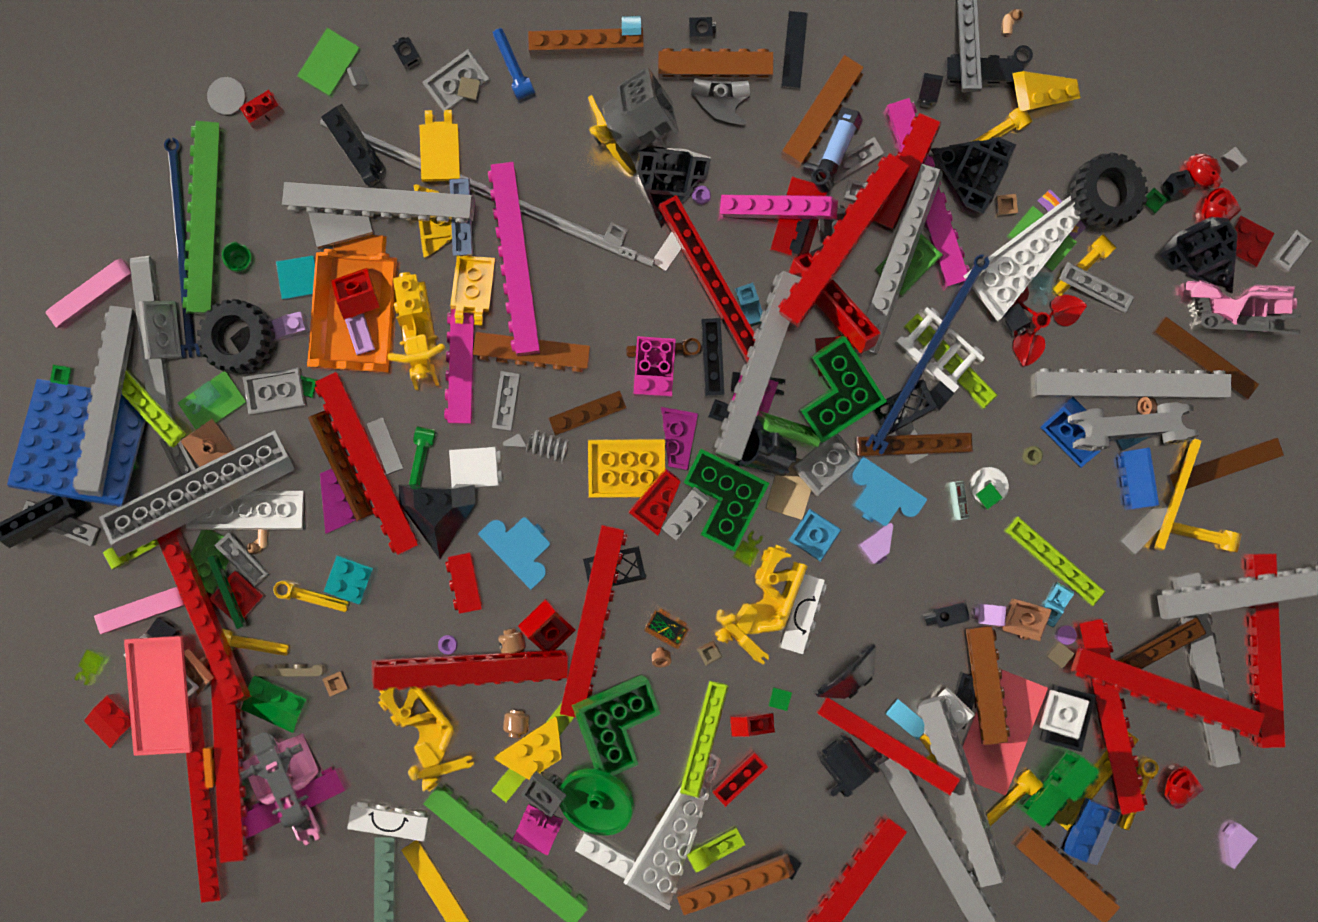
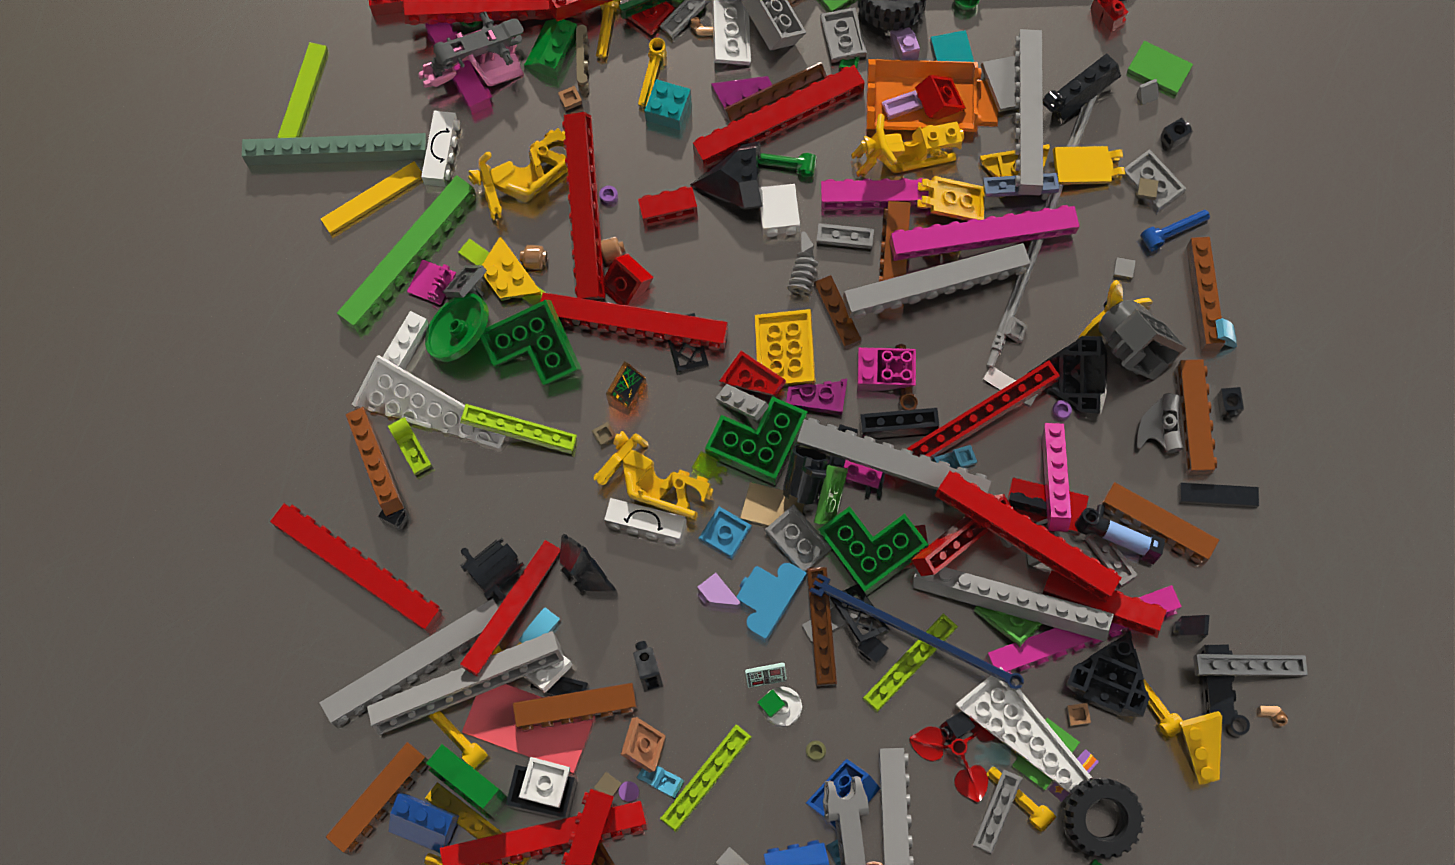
camera: 85 degrees right, 15 degrees down
(384, 445) = (797, 132): white sticker -> none
(518, 548) = (702, 252): dark azure brick -> none
(553, 120) = (1124, 268): none -> light grey tile
(566, 310) = (936, 280): none -> light grey brick
(661, 658) = (598, 387): nougat tile -> none
(739, 778) = (479, 464): red brick -> none
(752, 725) = (533, 476): red slope -> none
(780, 699) = (559, 504): green tile -> none
(935, 369) = (901, 645): white fence -> none
(990, 614) = (648, 707): lavender slope -> none

